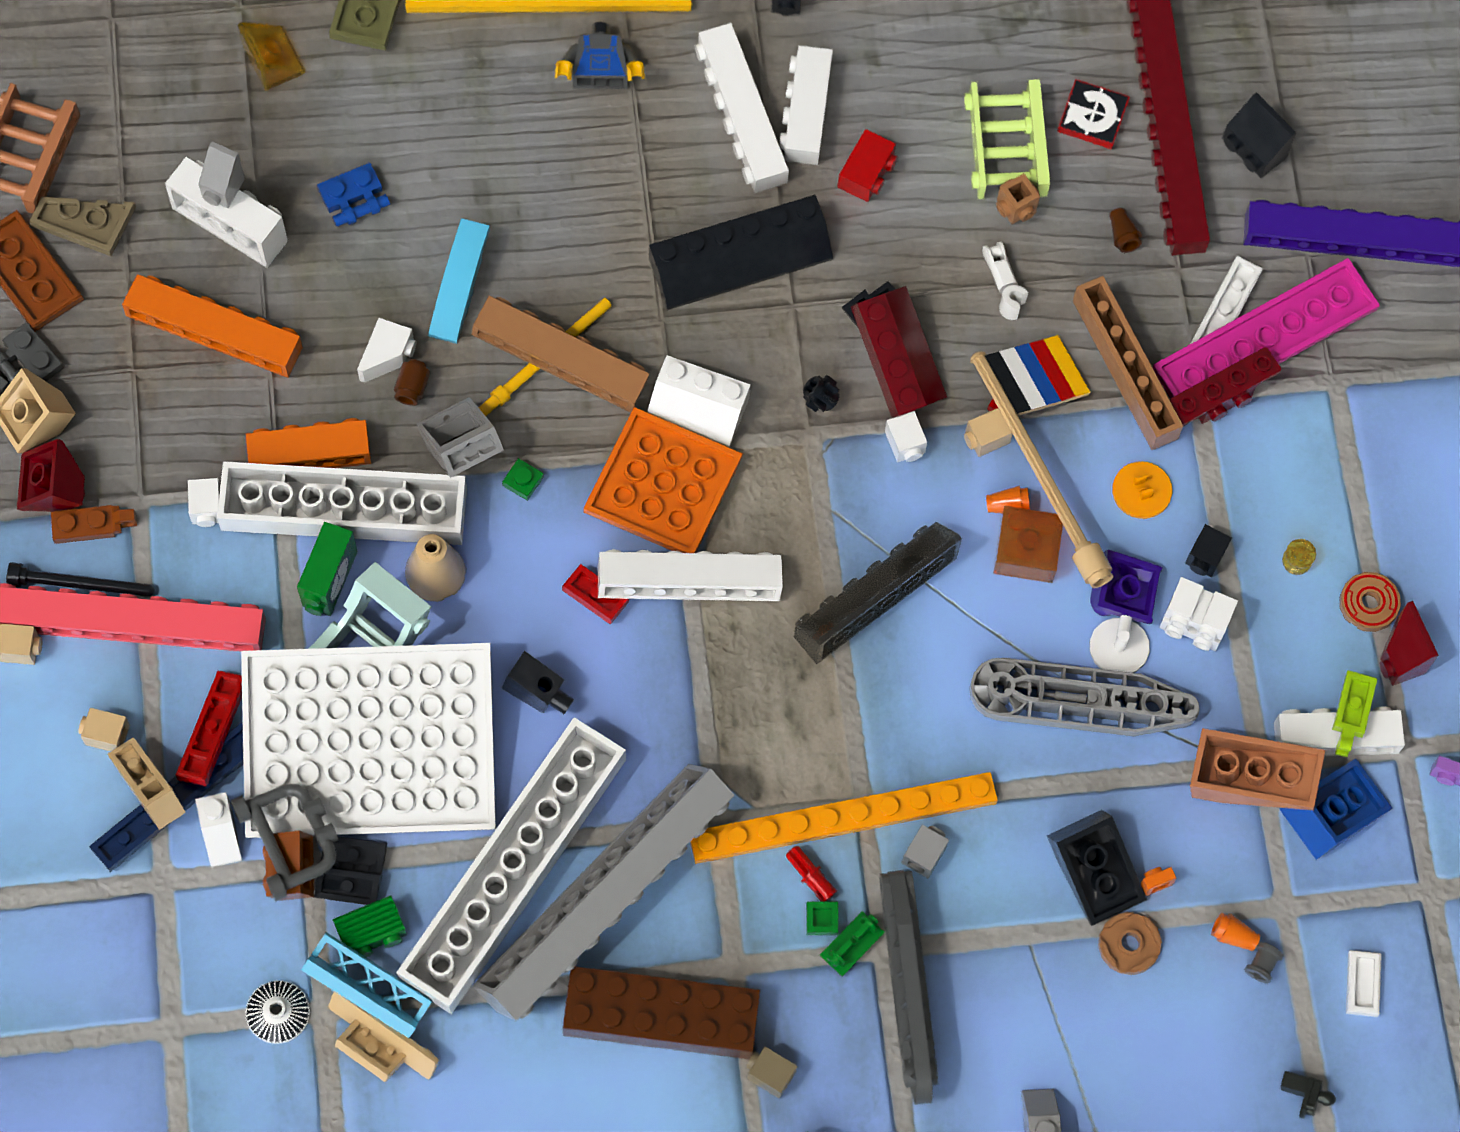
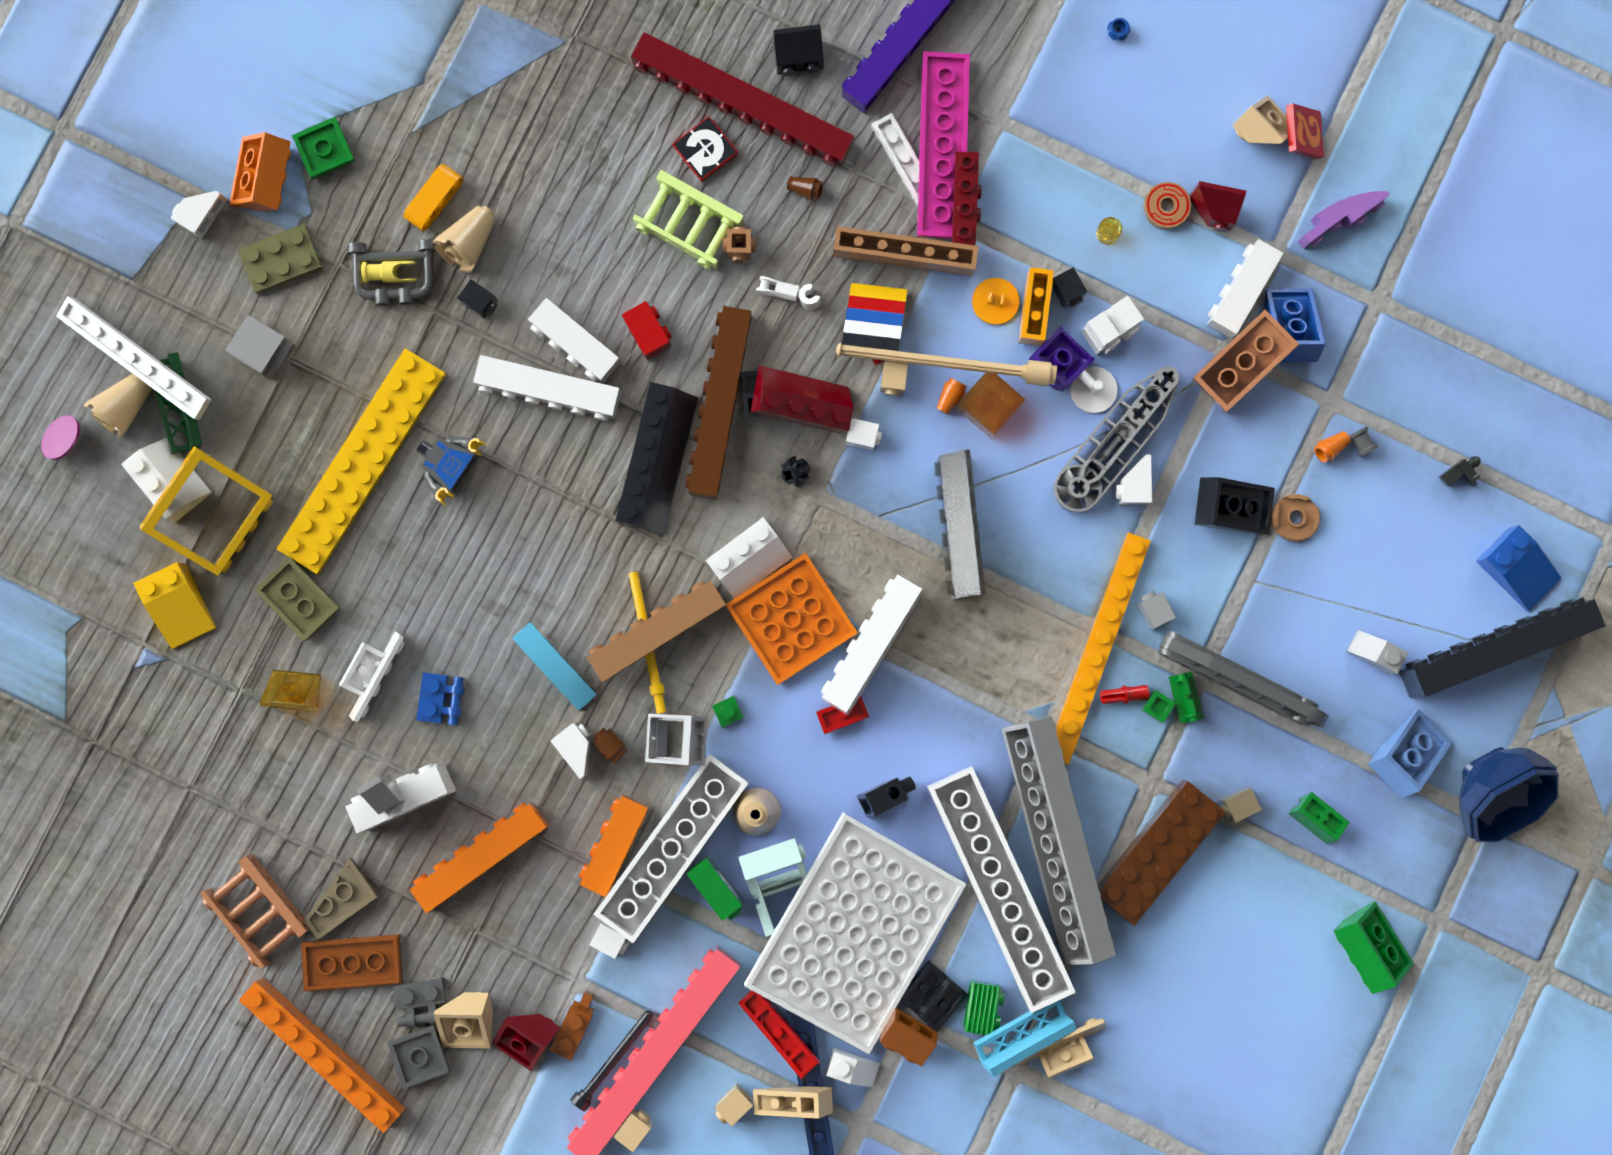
camera: 55 degrees left, 15 degrees up
(278, 1027) = (998, 1088): dish -> none
(313, 810) = (907, 1004): dark grey bar -> none
(336, 107) = (367, 671): none -> white bracket
(840, 279) = (720, 402): none -> reddish brown brick
(1047, 746) = (1136, 485): none -> white slope
(1157, 880) = (1268, 473): orange plate -> none
(1163, 526) = (1036, 306): none -> light orange brick
(1353, 709) = (1243, 270): lime plate -> none
(1363, 983) = (1412, 386): white tile -> none

